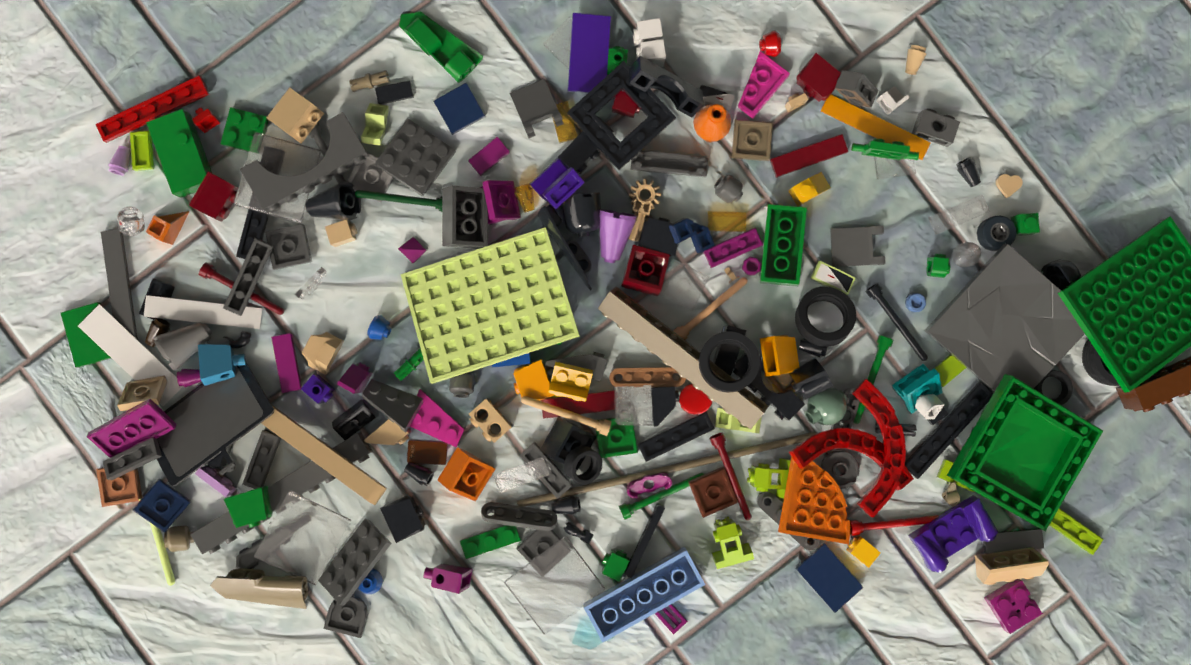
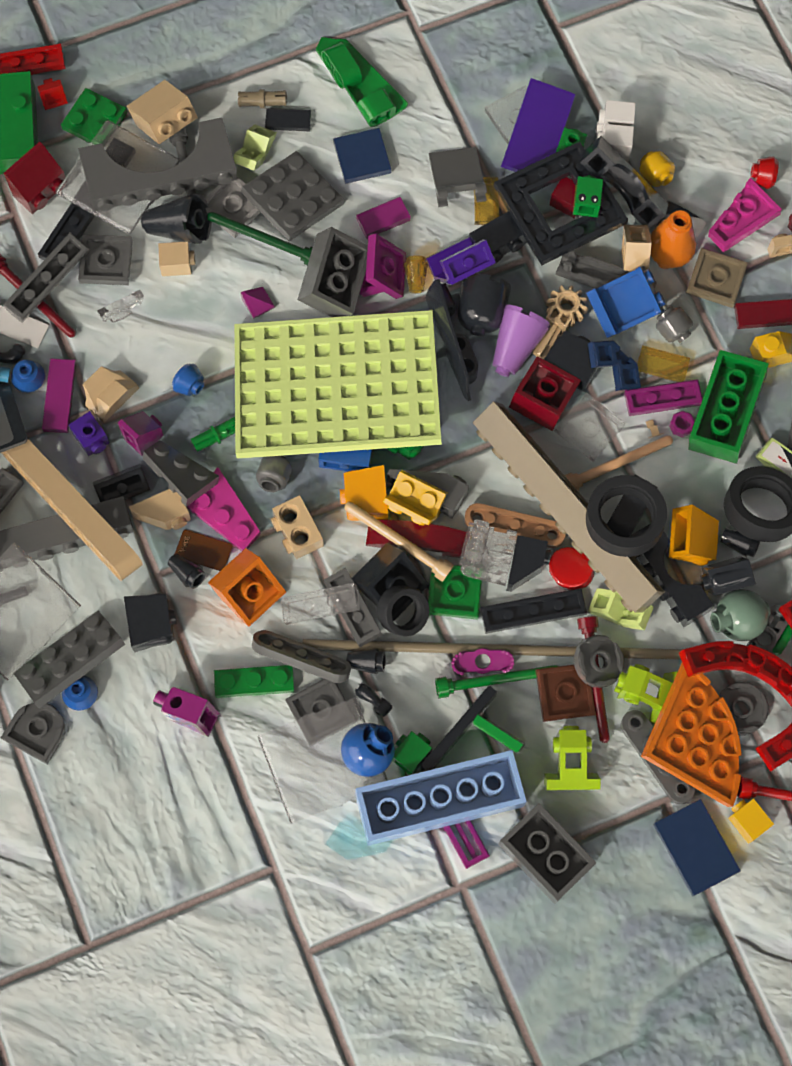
camera: 15 degrees right, 15 degrees down
(259, 354) = (27, 376): none -> blue cone
(584, 577) = (368, 749): none -> blue brick
(641, 108) = (587, 196): none -> green brick
(674, 538) = (498, 733): none -> green tile
(687, 62) = (657, 168): none -> yellow head
(687, 137) = (636, 247): none -> tan brick
(689, 183) = (626, 301): none -> blue panel
(722, 463) = (585, 661): none -> dark grey tile
(727, 613) = (546, 853): none -> dark grey brick

